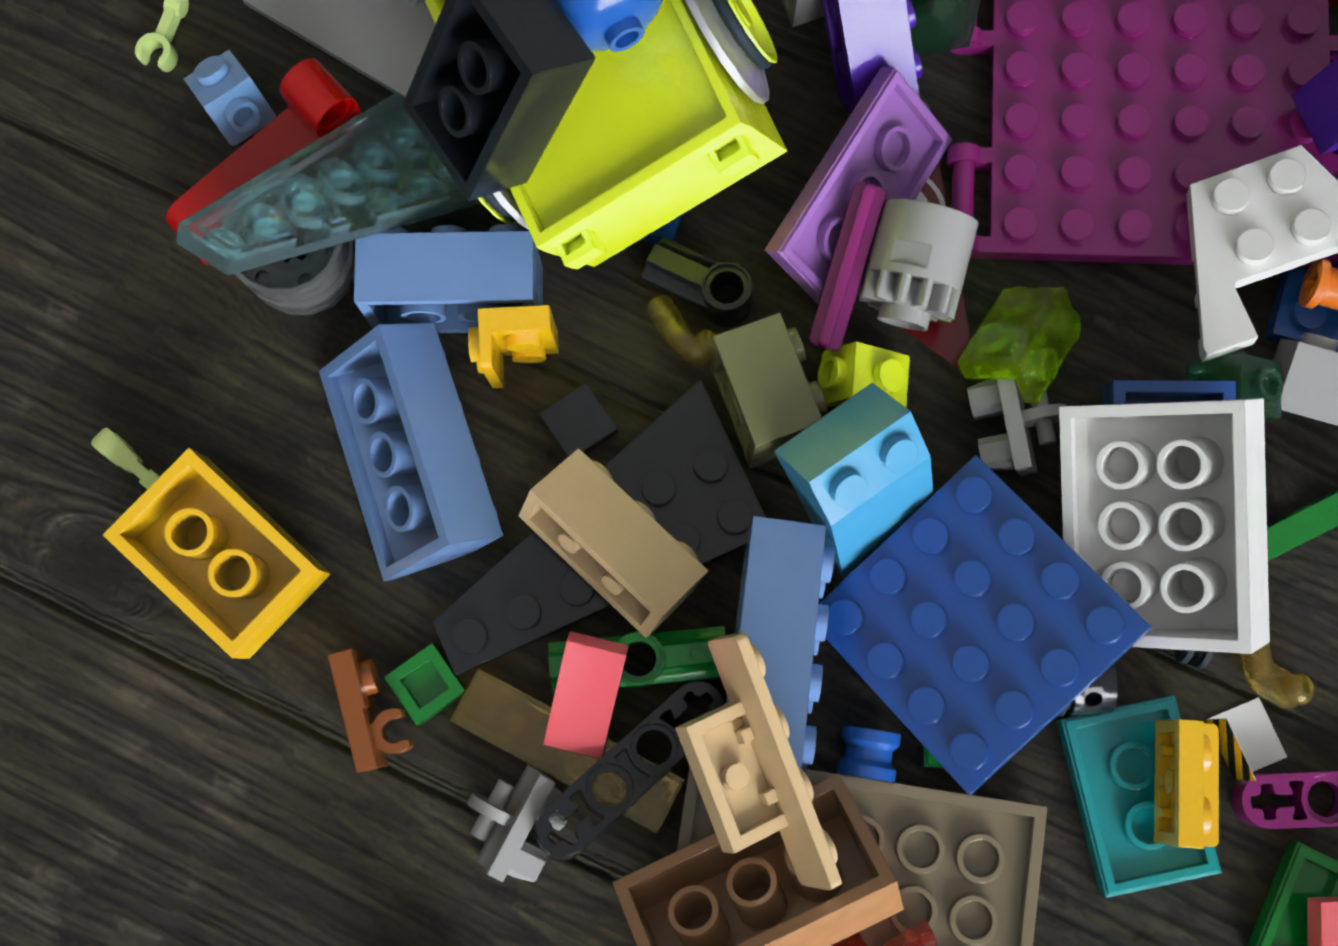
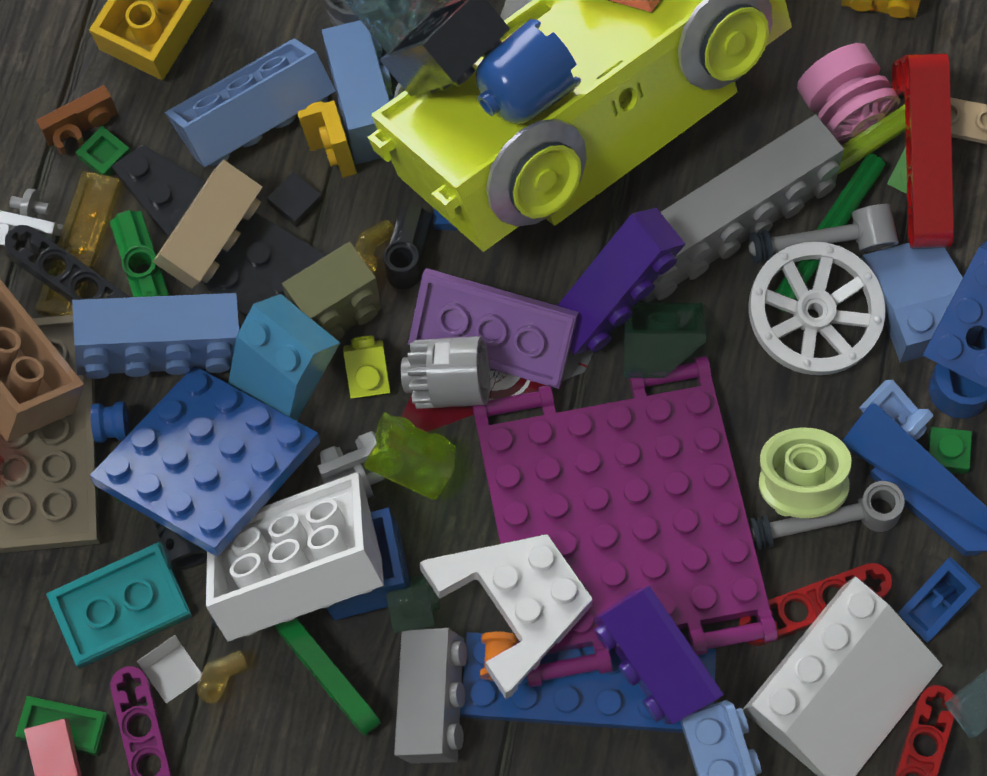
camera: 80 degrees right, 10 degrees down
(585, 694) = (109, 234): coral tile -> none
(750, 771) = (61, 304): tan bracket -> none
(847, 266) = (433, 327): magenta axle -> none
(1186, 783) = (126, 617): yellow bracket -> none

